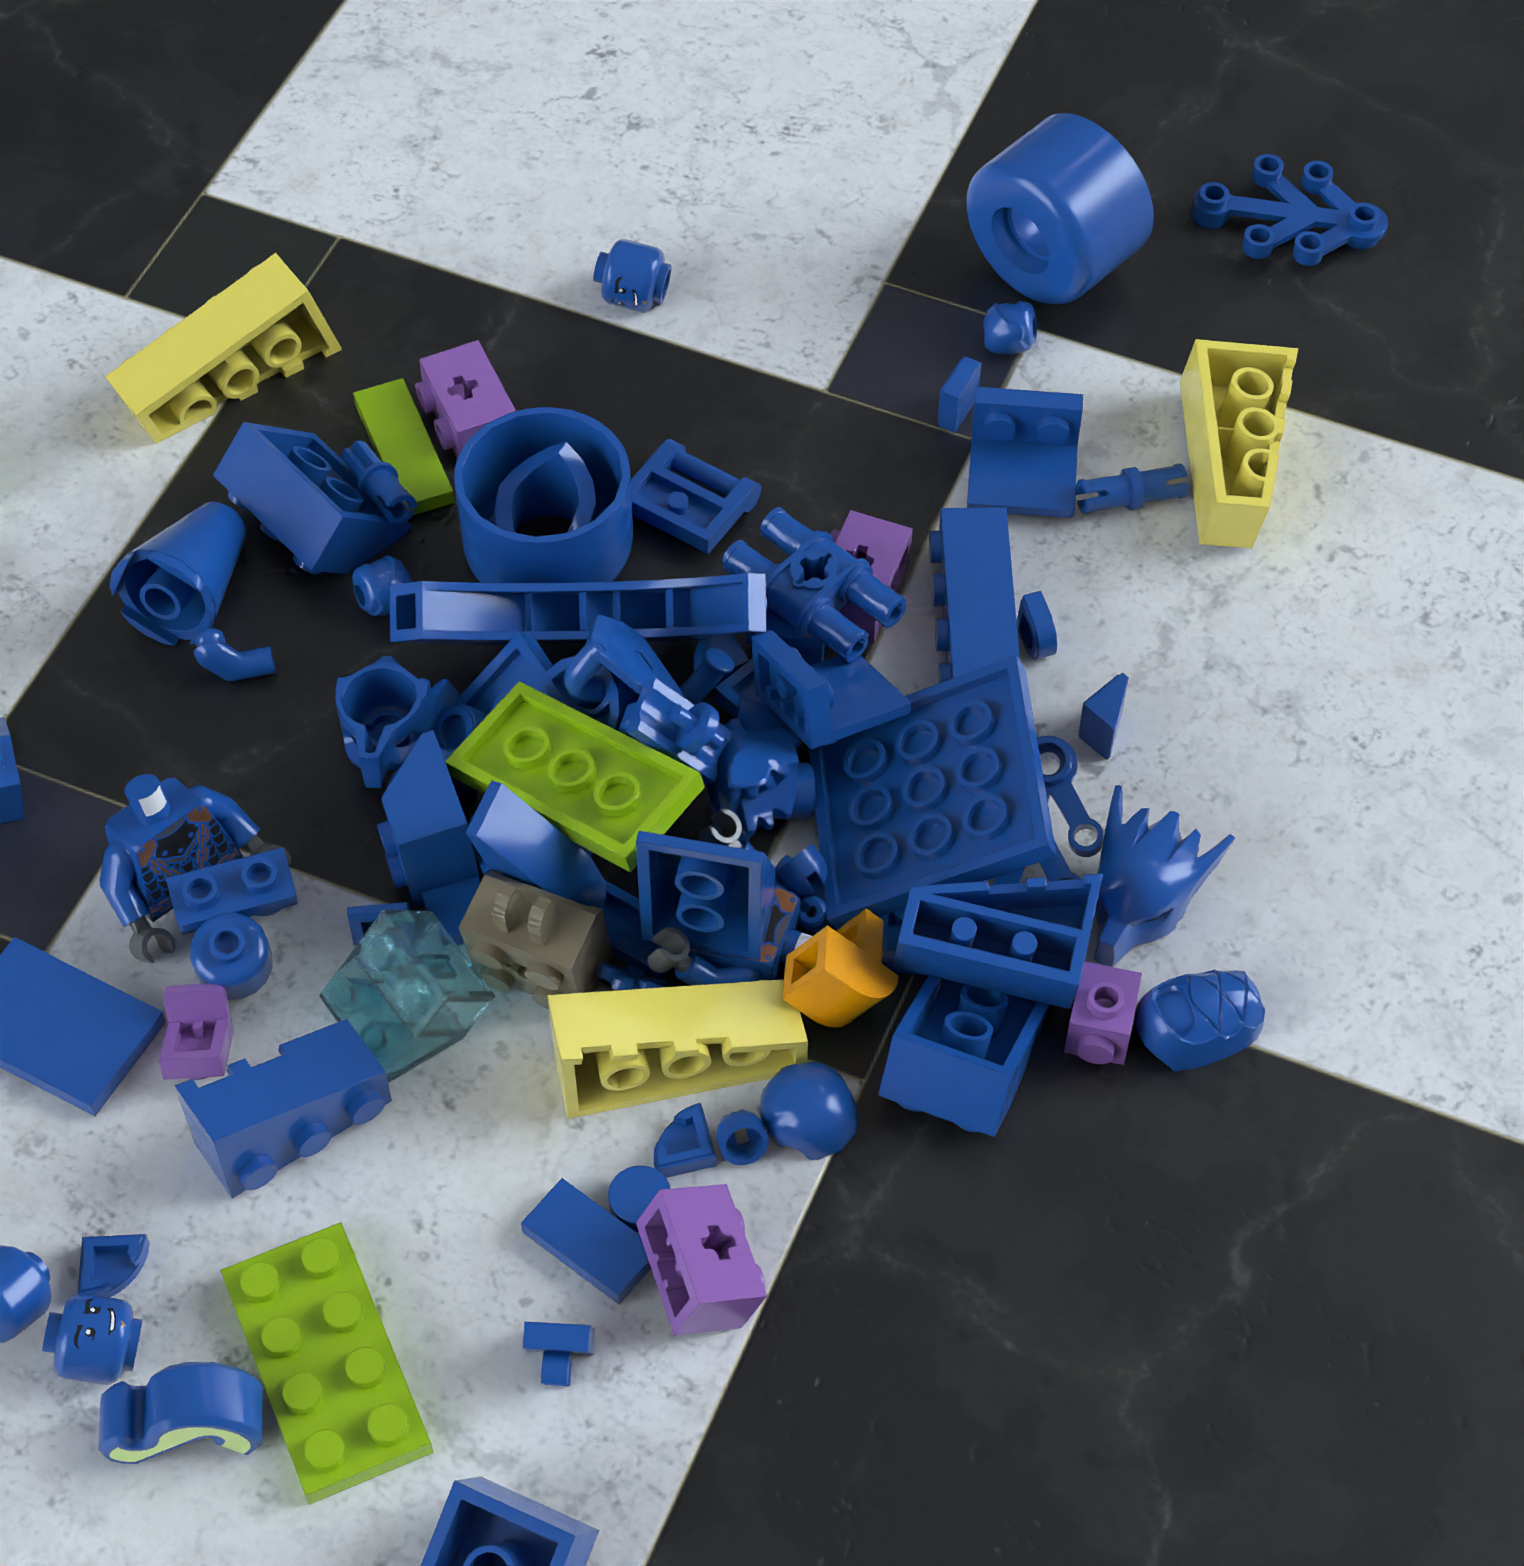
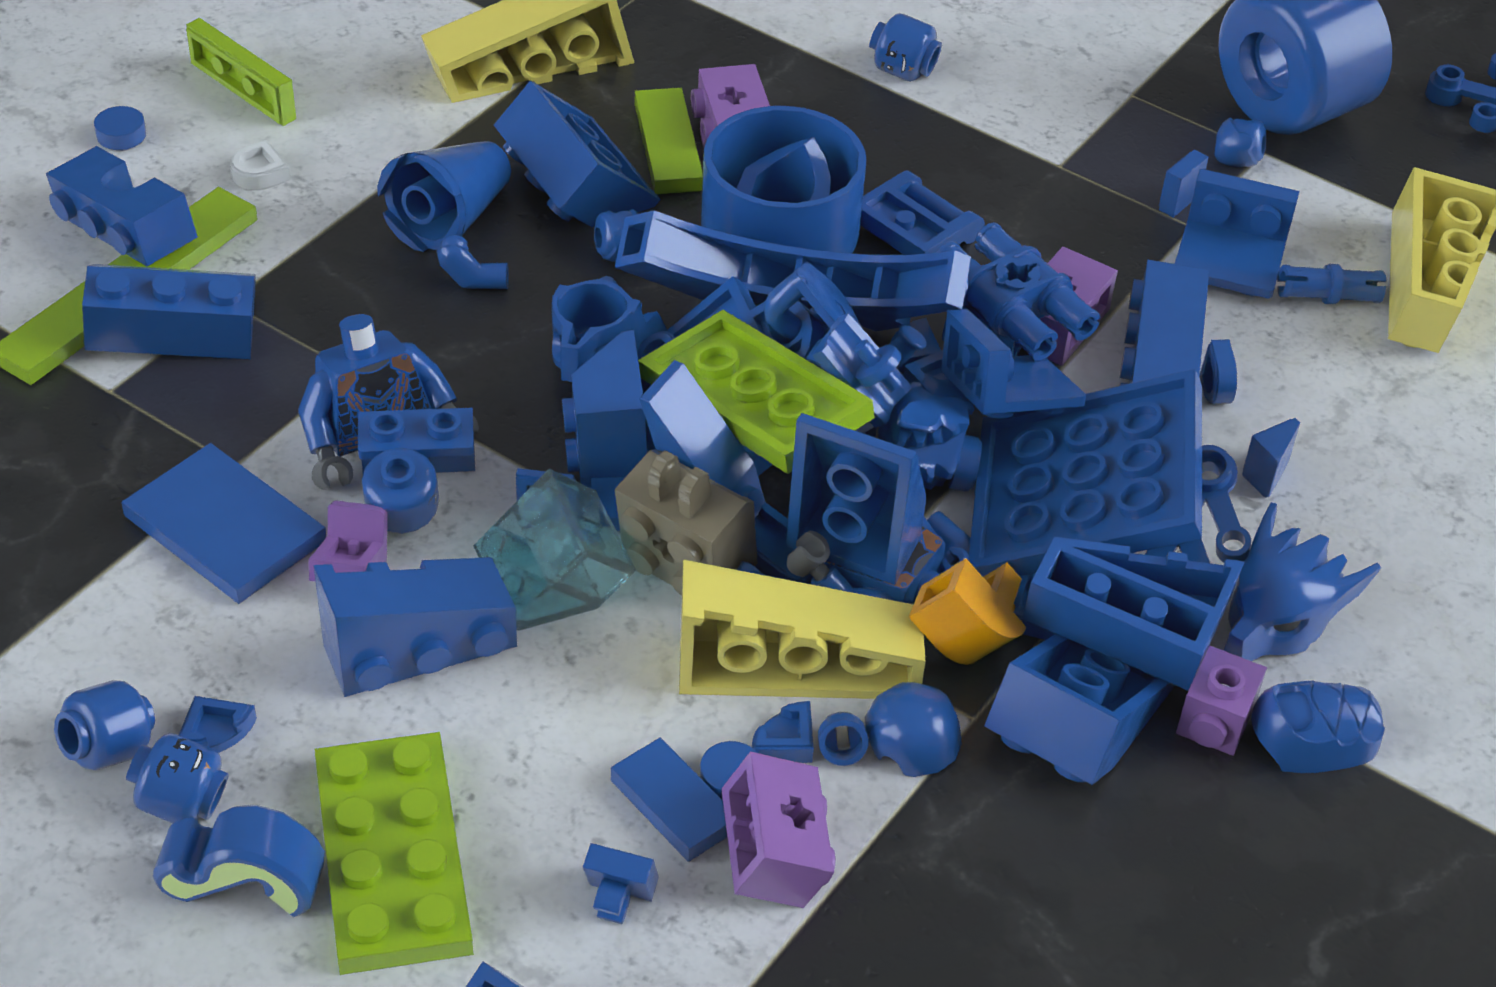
camera: 10 degrees right, 10 degrees down
(379, 483) = (639, 156): blue axle -> none
(800, 868) = (952, 519): blue hinge -> none

